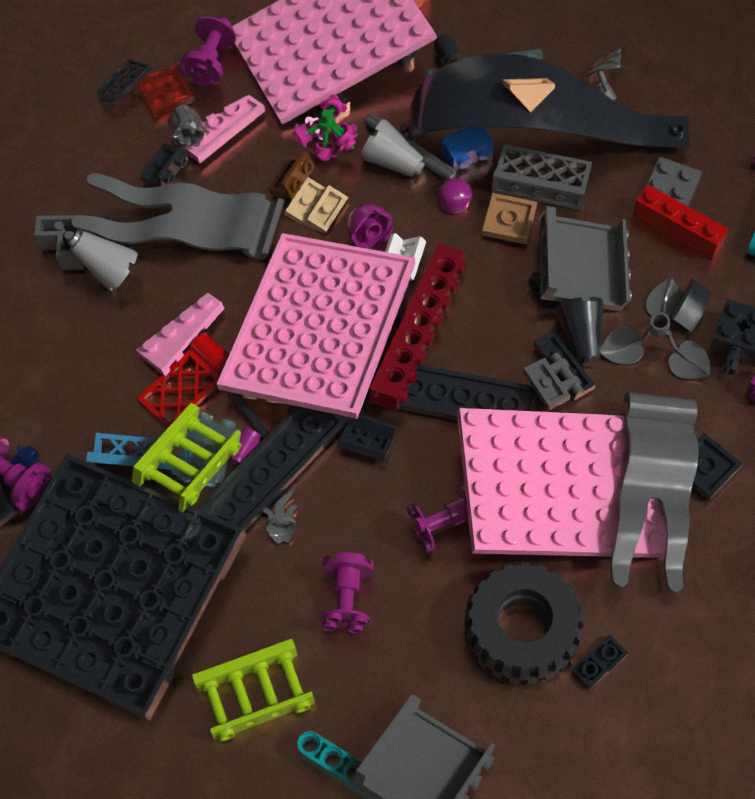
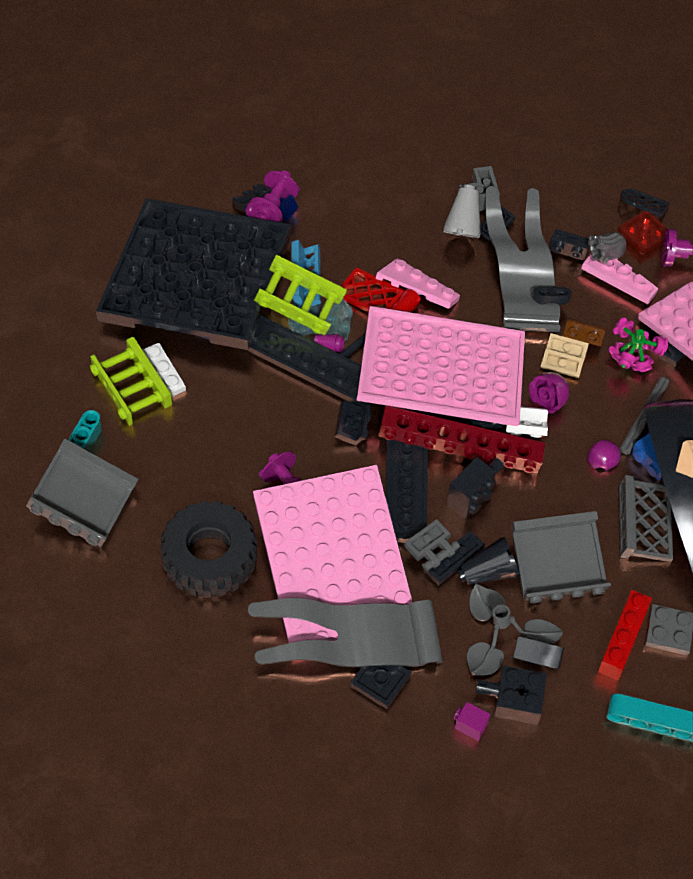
camera: 75 degrees right, 5 degrees down
(239, 194) = (556, 295): none -> black plate
(239, 646) = (165, 369): none -> white plate
(281, 525) = (271, 377): dark grey piece -> none
(347, 572) = (221, 422): magenta piece -> none
(392, 151) = (631, 396): light grey cone -> none
(483, 324) = (473, 486): none -> black brick
(509, 218) = (591, 496): medium nougat plate -> none
(600, 661) = (189, 615): black slope -> none

